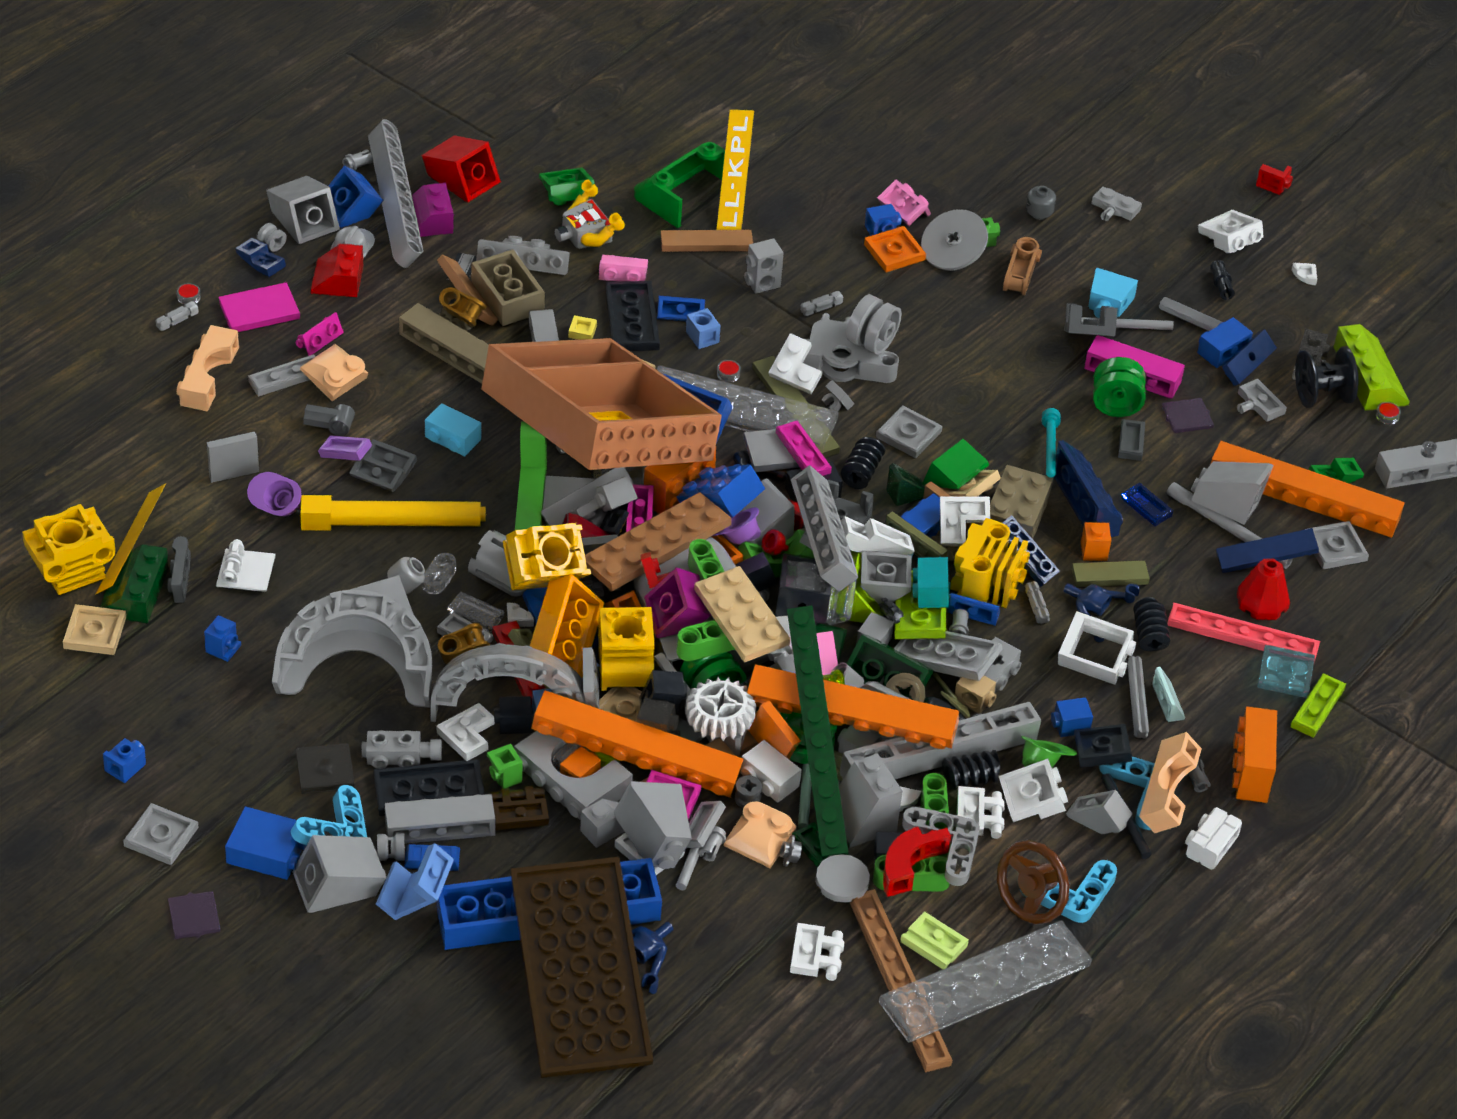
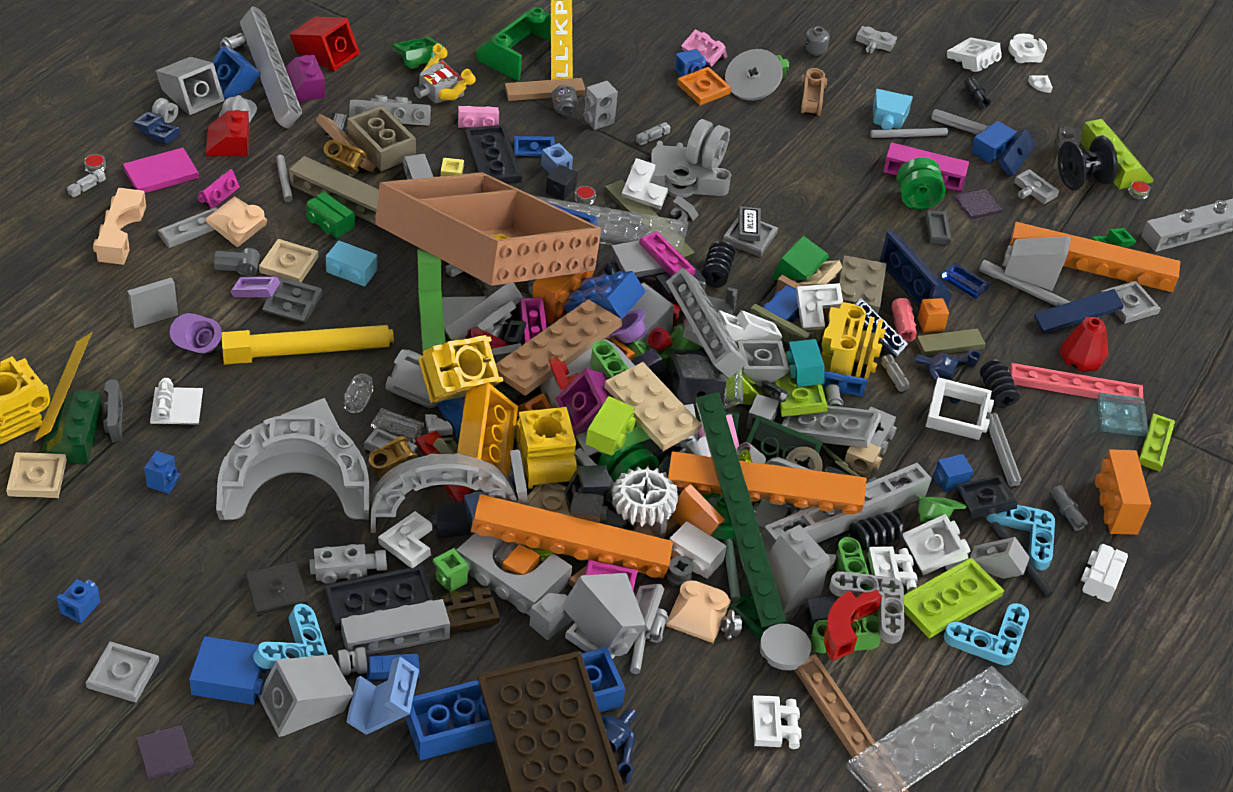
camera: 10 degrees left, 0 degrees up
(385, 421) = (288, 261): none -> tan plate
(393, 326) = (284, 178): none -> light grey bar
(410, 572) = (332, 392): light grey head -> none
(437, 373) = (330, 215): none -> green brick
(615, 493) = (512, 306): light grey brick -> none
(691, 631) = (610, 426): none -> lime brick
(703, 354) = (561, 182): none -> black brick
(725, 255) = (564, 99): none -> dark grey head
(904, 486) = (757, 281): clear green slope -> none
(909, 419) = (749, 224): none -> tile
(934, 940) = (881, 698): yellowish green plate -> none
(1033, 881) = (964, 632): reddish brown piece -> none
(1051, 420) = (868, 215): teal piece -> none
(1057, 831) = (950, 597): none -> lime plate
(1061, 543) = (904, 319): none -> coral axle
(1106, 325) = (896, 131): dark grey panel -> none
(1167, 696) = (1027, 446): light aqua slope -> none
(1174, 760) = (1056, 504): light nougat arch -> none
(1274, 179) = (996, 12): red bracket -> none
(1308, 234) = (1027, 49): none -> white plate

